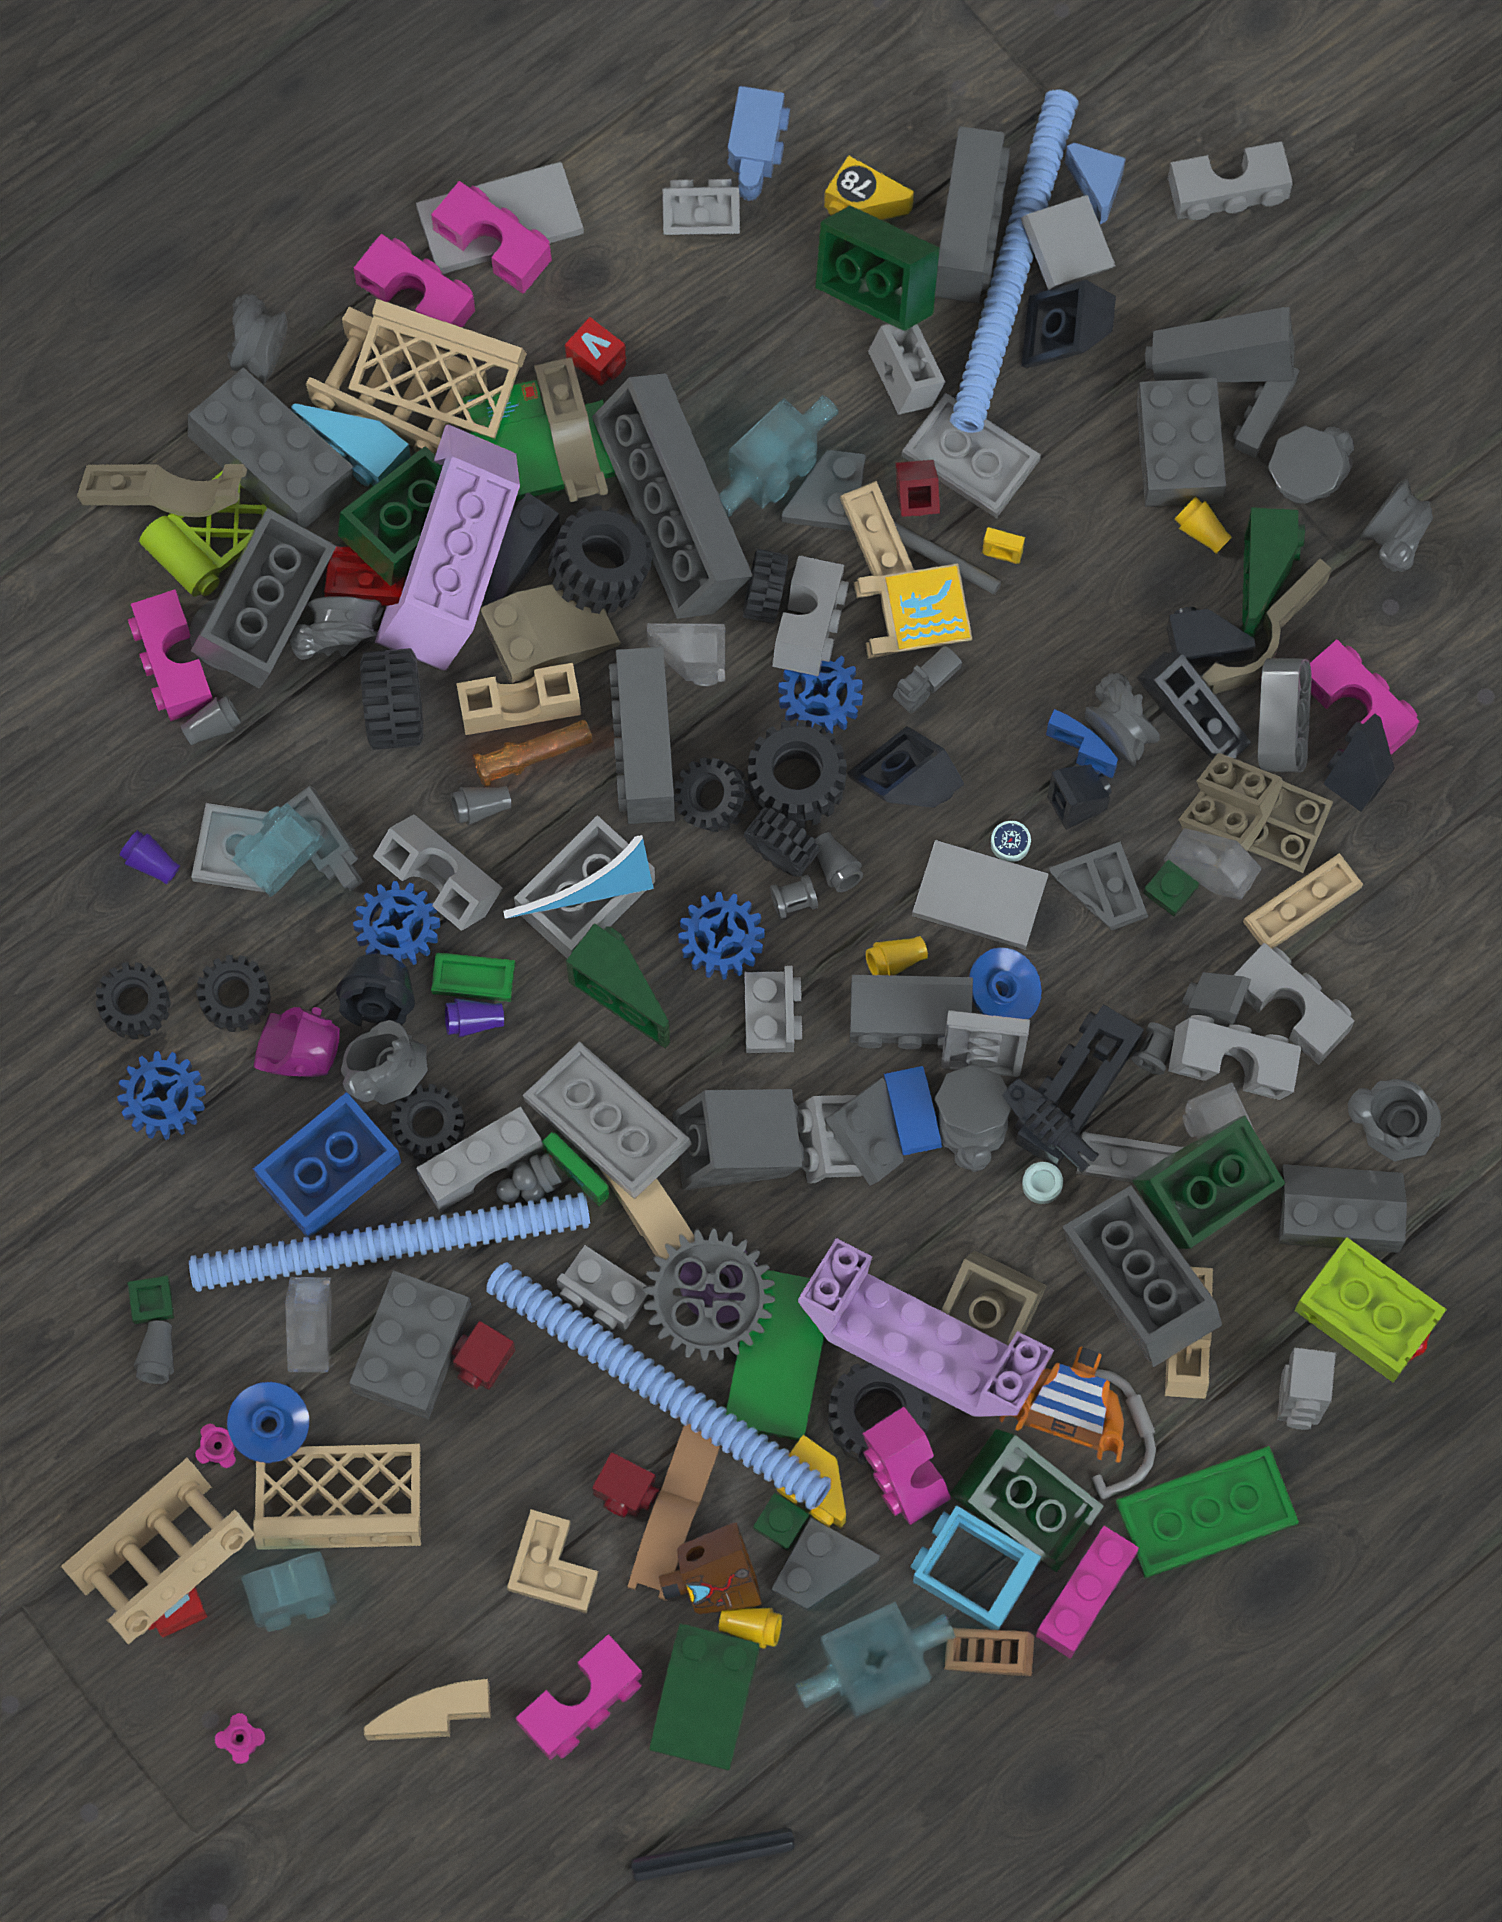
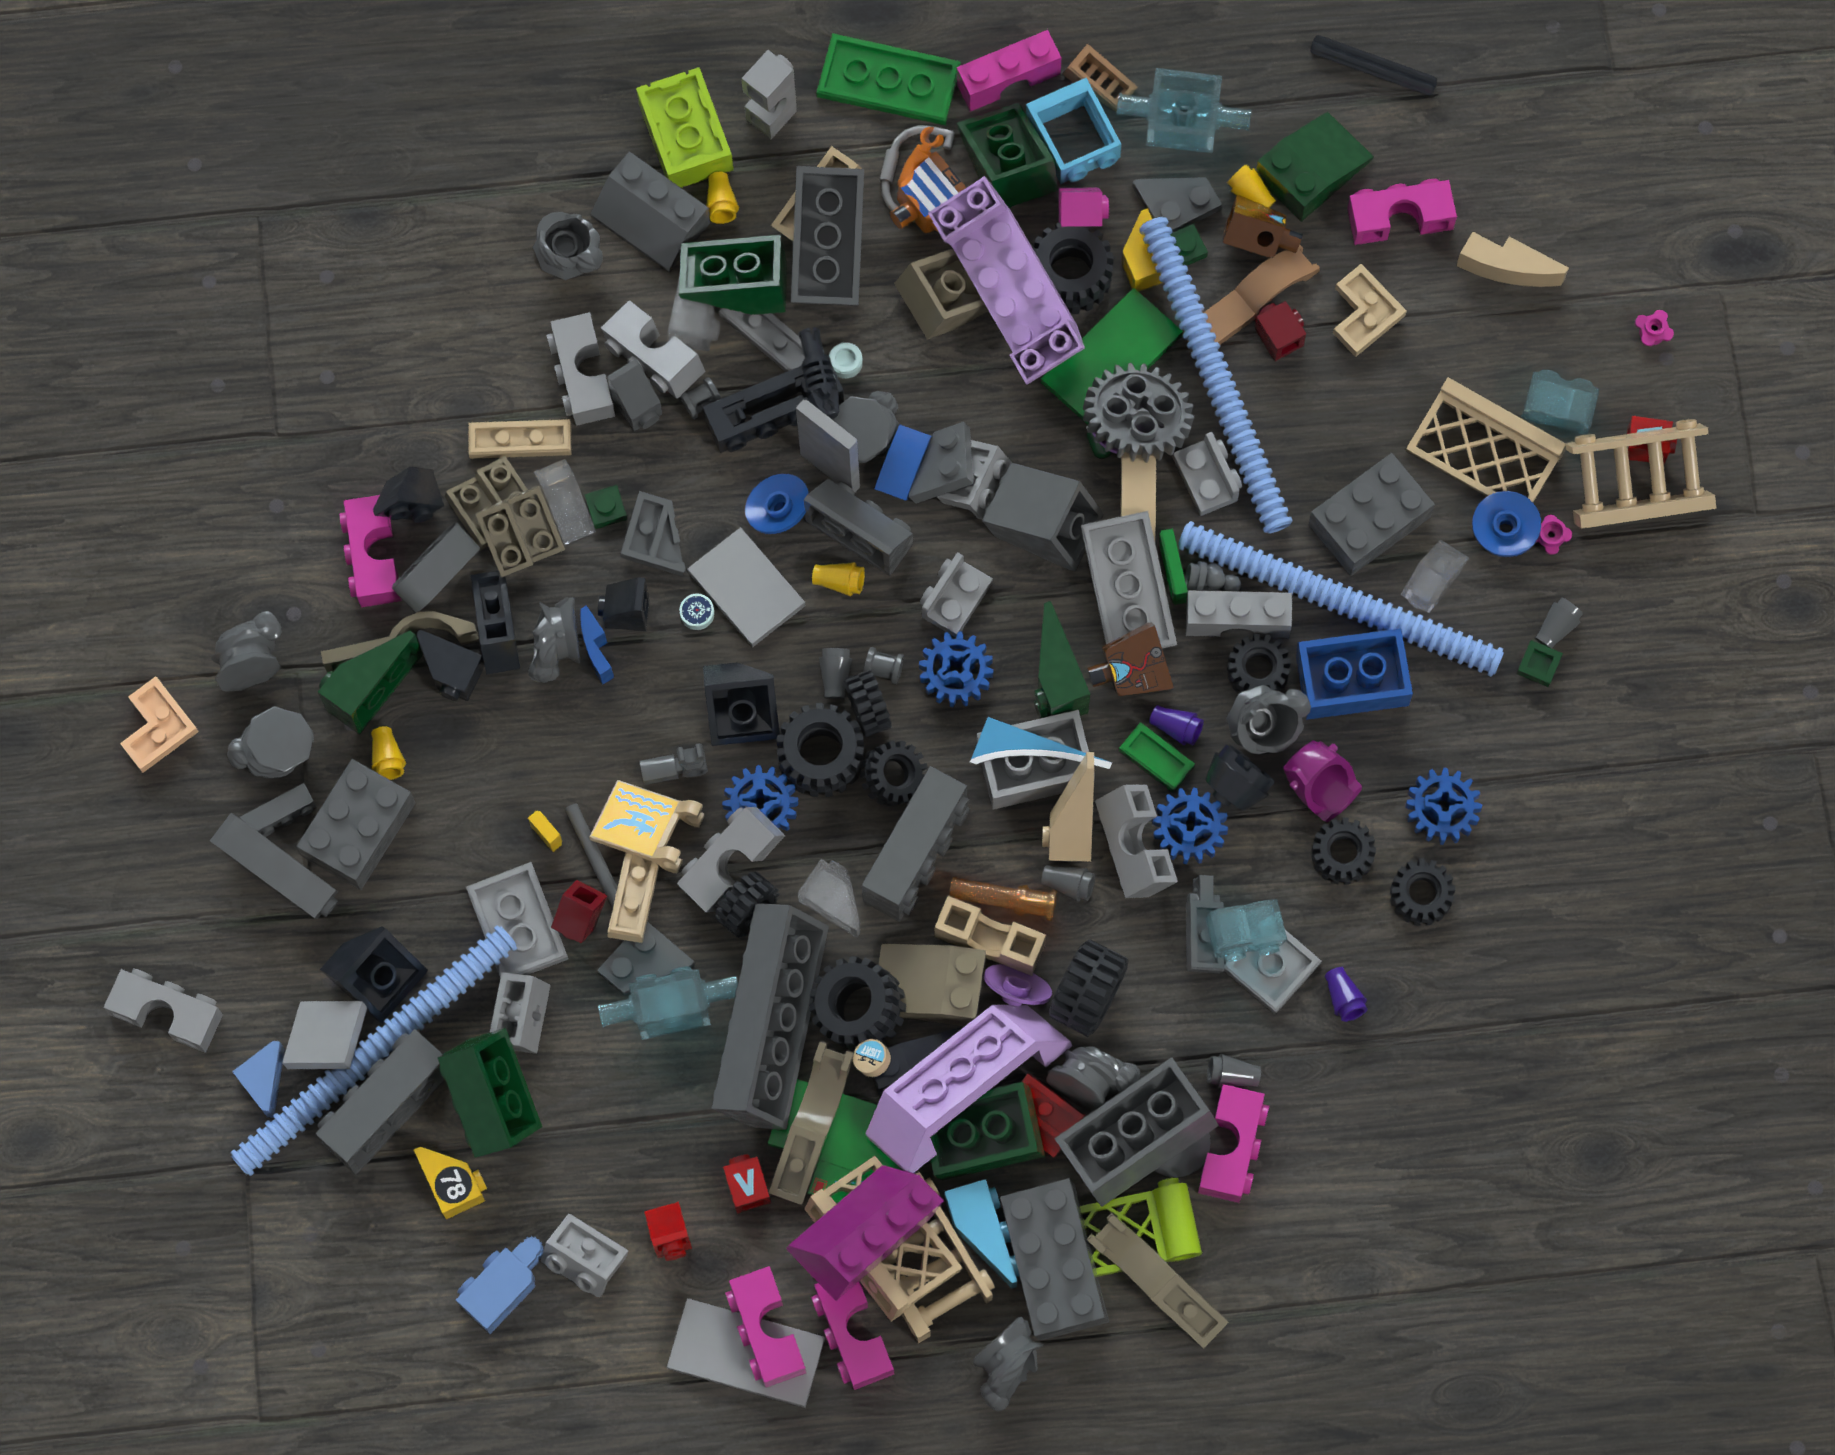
camera: 145 degrees left, 0 degrees up
(443, 672) = (1017, 986): none -> medium lavender dish
(452, 344) = (864, 1228): none -> magenta slope
(482, 1356) = (1323, 476): dark red brick -> none
(510, 849) = (1072, 816): none -> tan slope
(549, 1042) = (1133, 663): none -> reddish brown torso
(550, 508) = (871, 1057): none -> tile
(637, 263) = (668, 1231): none -> red slope
(1284, 1268) = (721, 199): none -> yellow cone
(1425, 426) = (165, 727): none -> light nougat plate

